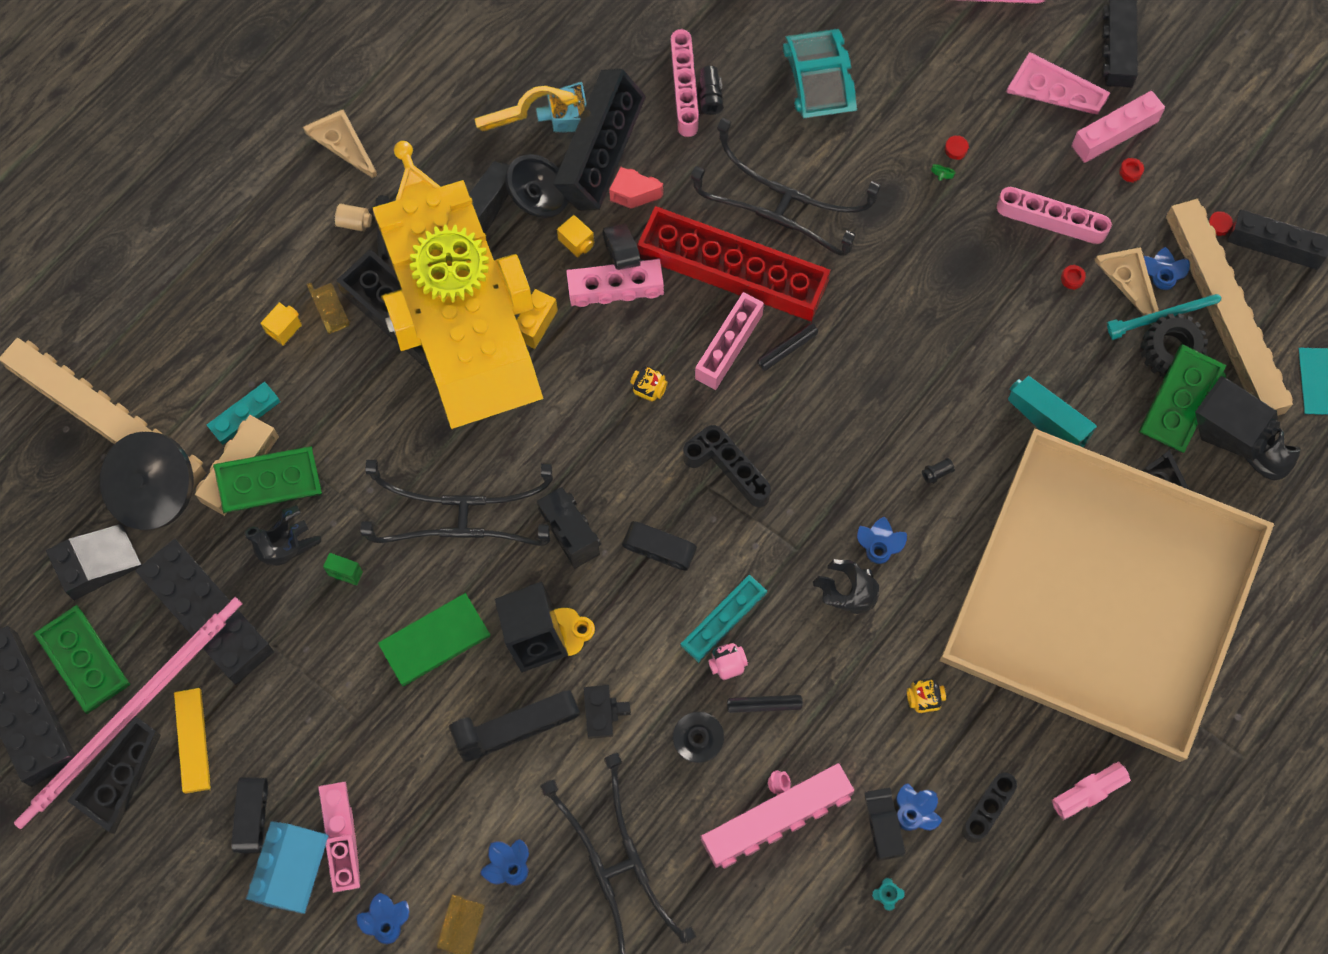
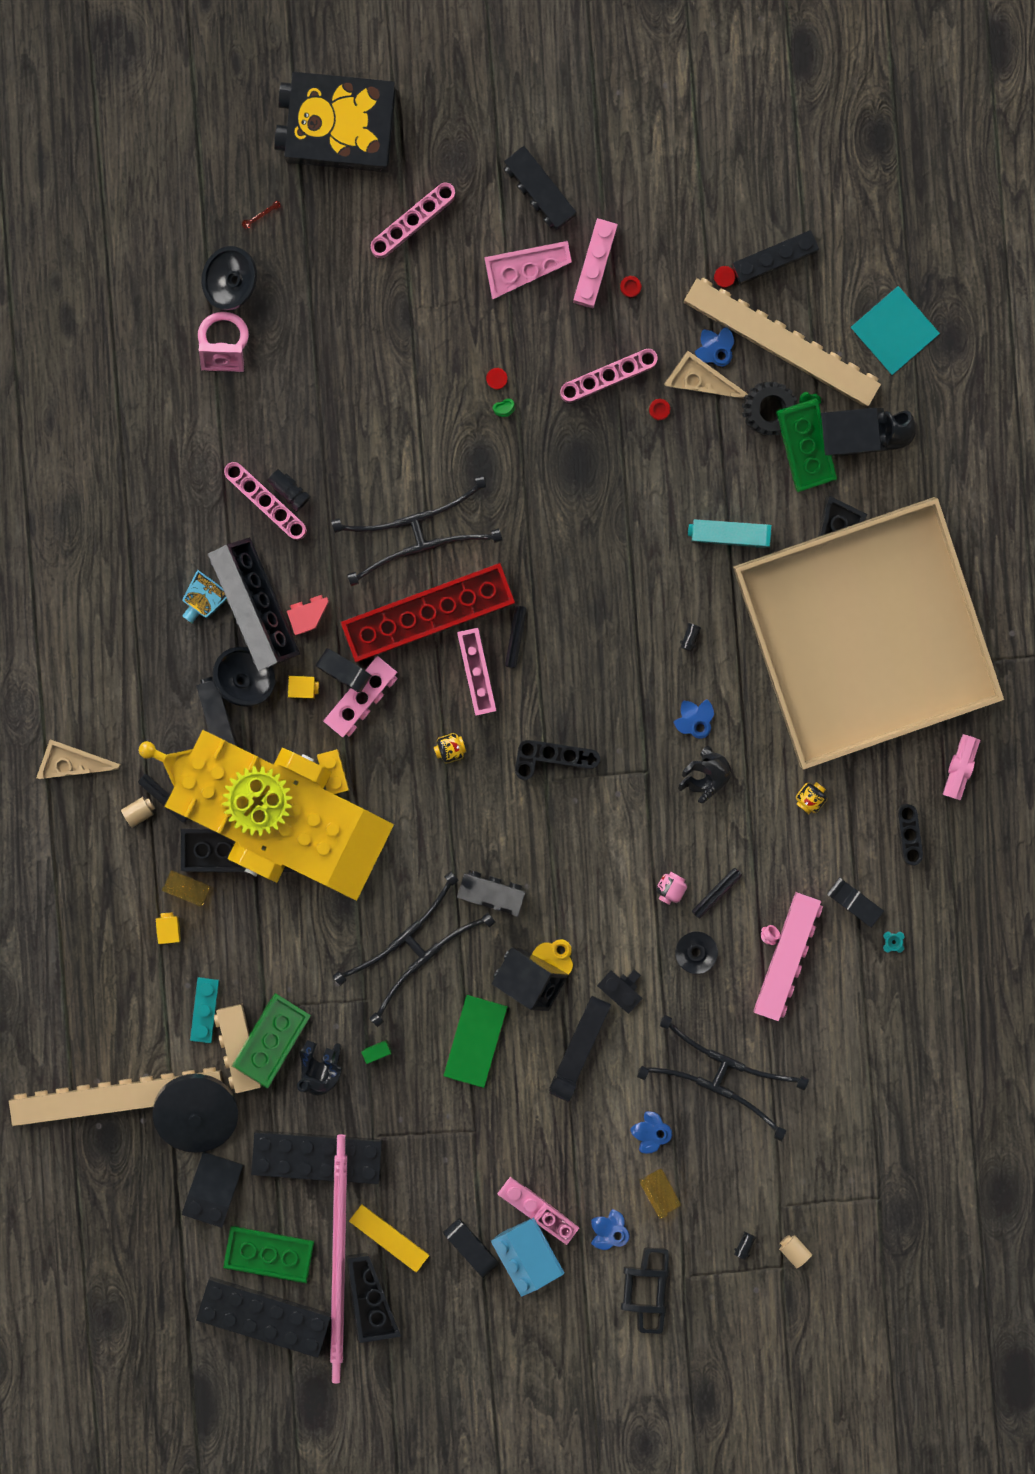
camera: 40 degrees left, 20 degrees up
(520, 111) = (198, 597): yellow piece -> none
(659, 546) = (559, 852): black beam -> none
(723, 618) = (642, 861): teal tile -> none
(820, 73) = (352, 409): window -> none
(920, 806) = (868, 871): blue plate -> none
(1118, 328) = (722, 424): teal piece -> none

